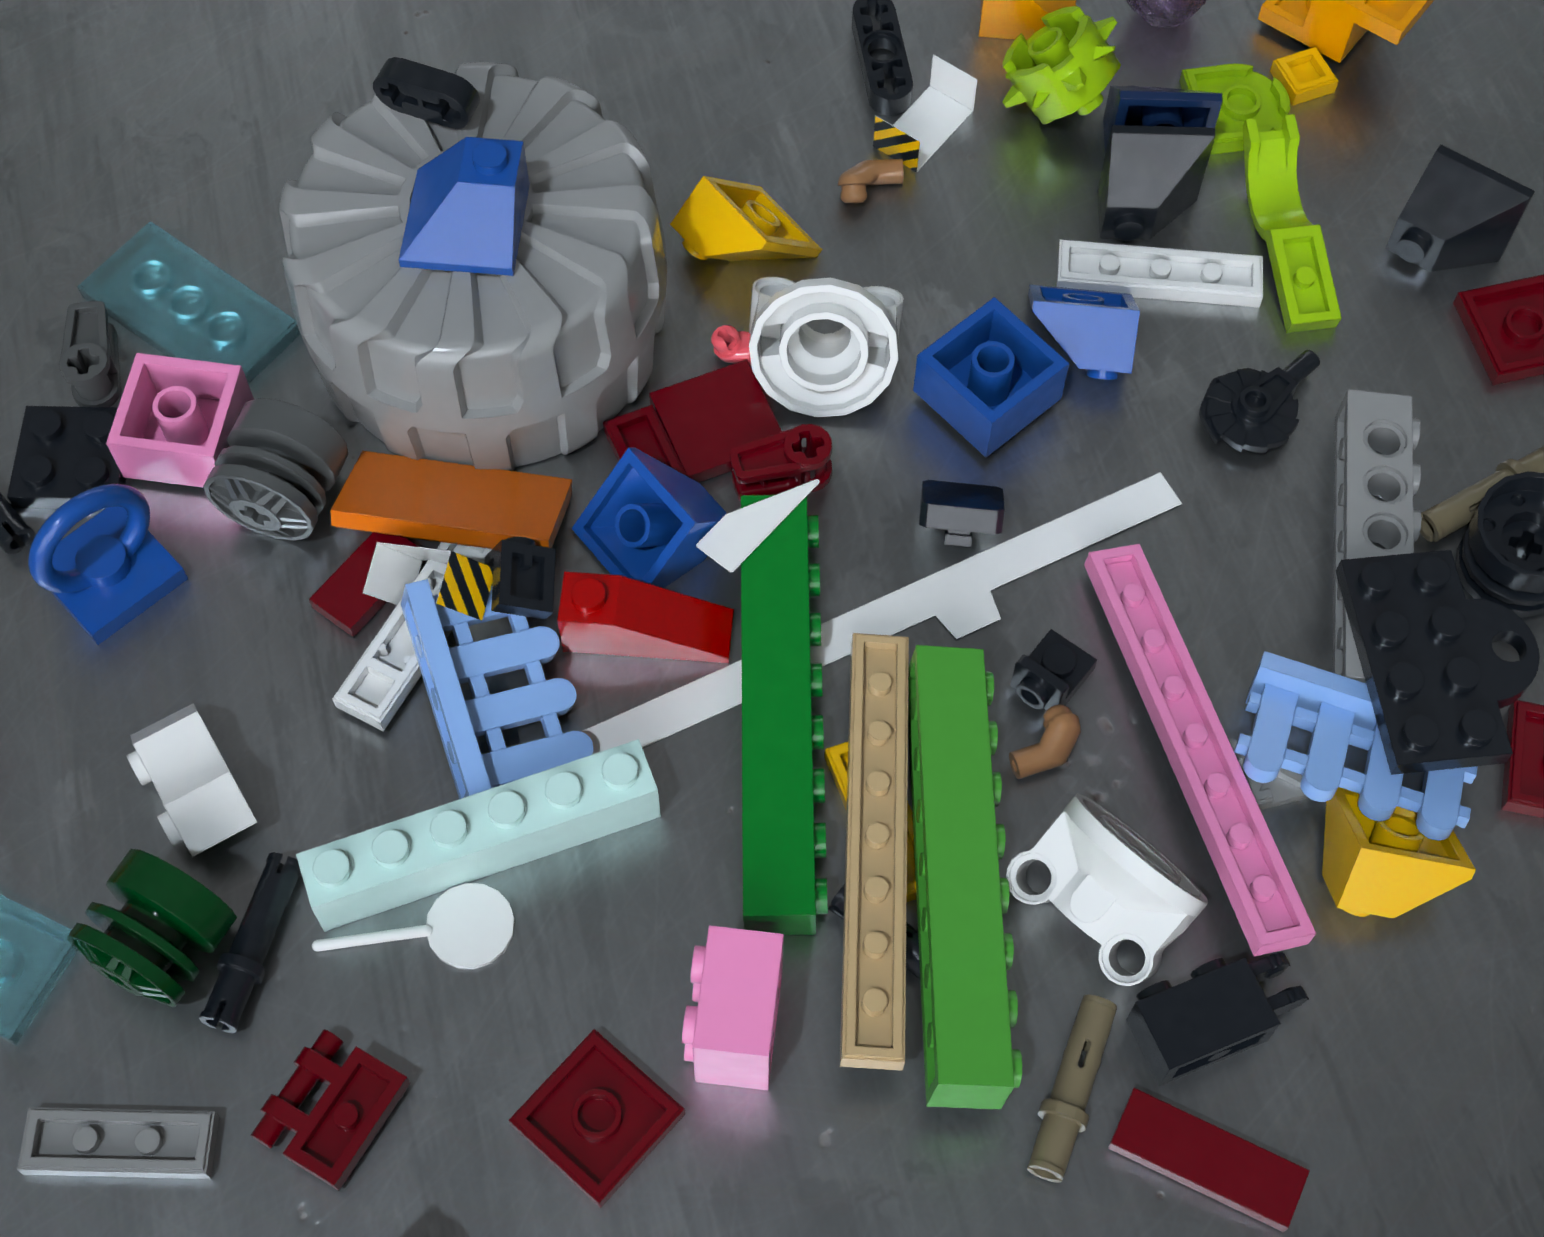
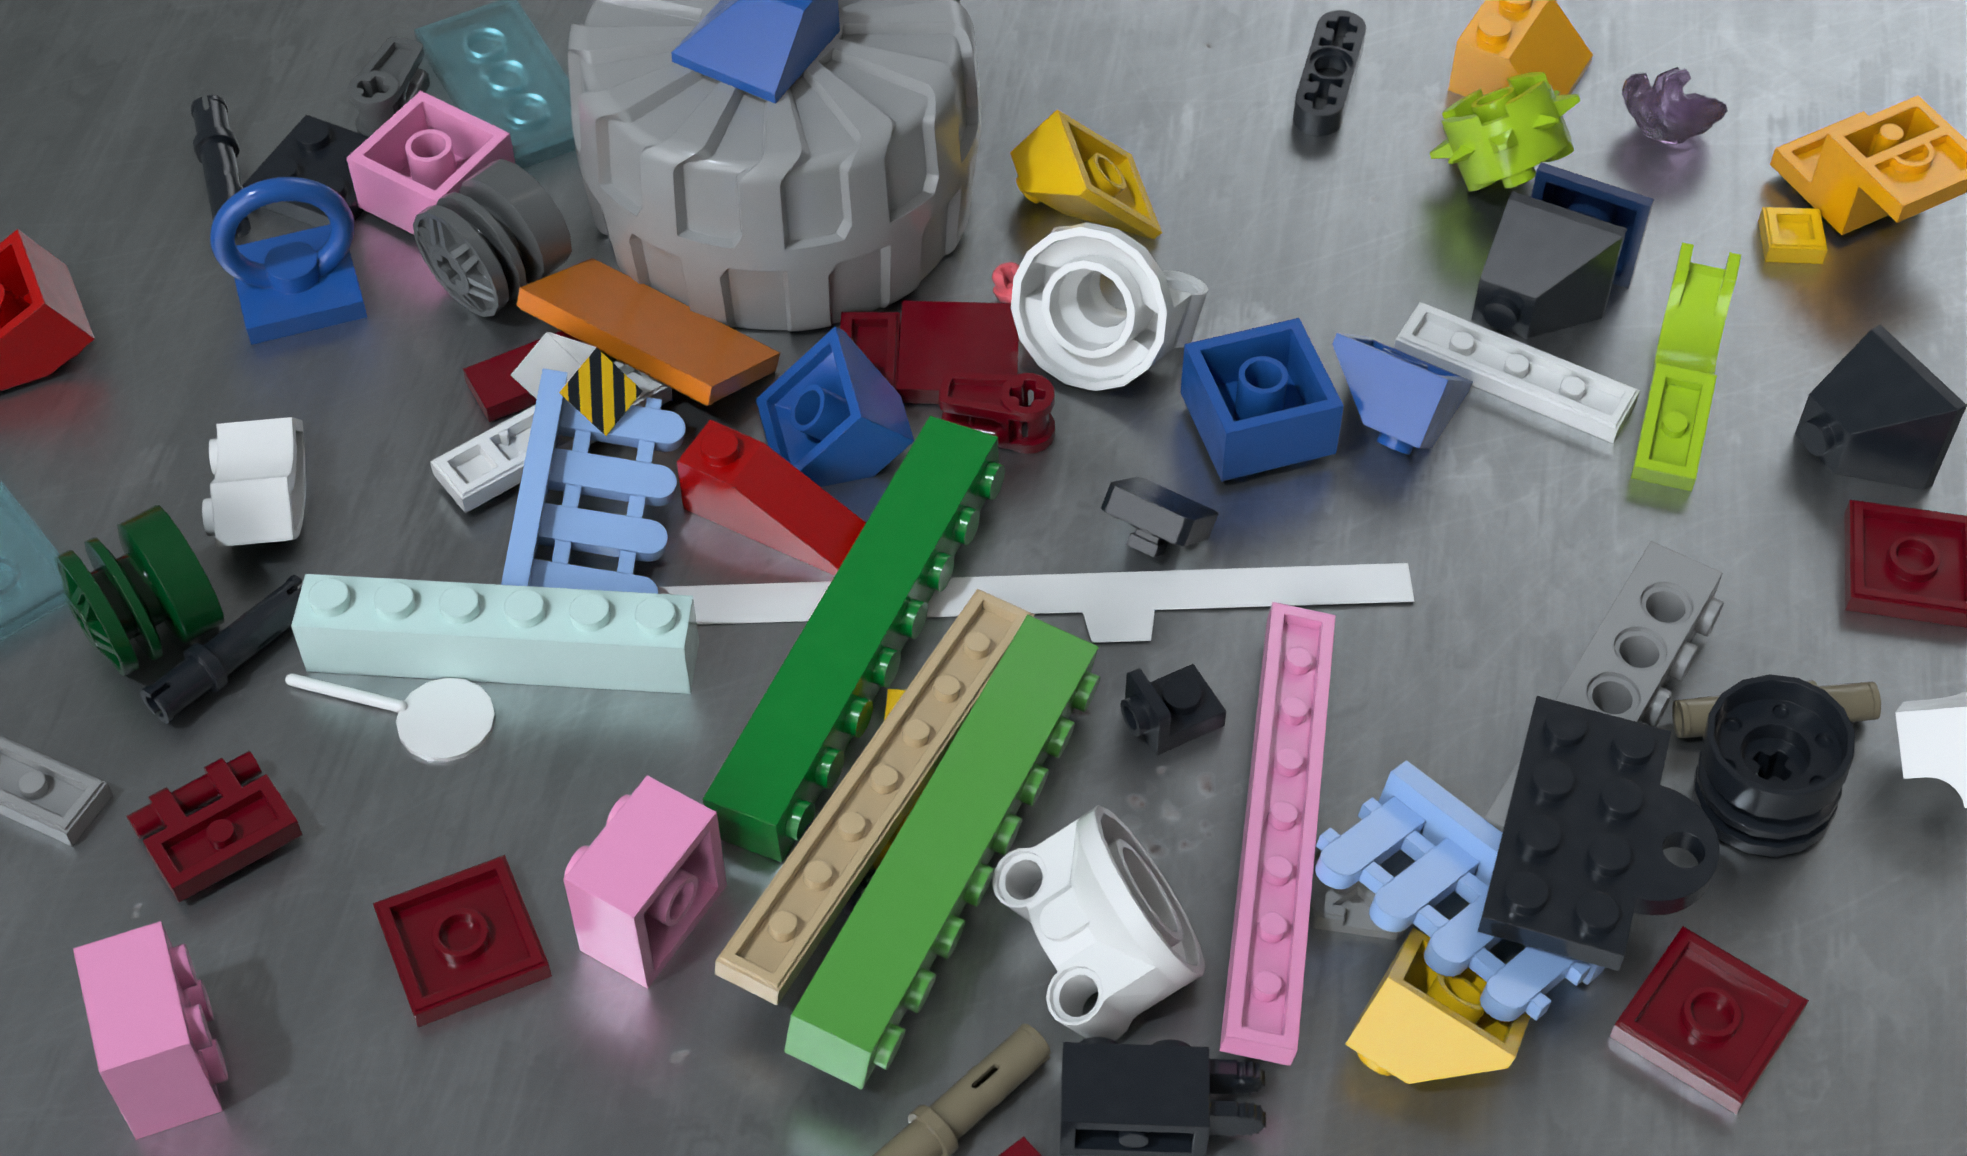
camera: 25 degrees right, 10 degrees down
(522, 578) = (663, 408): black bracket -> none
(748, 527) = (919, 445): white sticker -> none
(869, 172) = (1249, 176): medium nougat arm -> none
(929, 118) = (1347, 150): white sticker -> none
(1055, 746) = (1132, 776): medium nougat arm -> none
(1243, 97) = (1696, 220): lime tile -> none
(1255, 407) = (1547, 531): black piece -> none

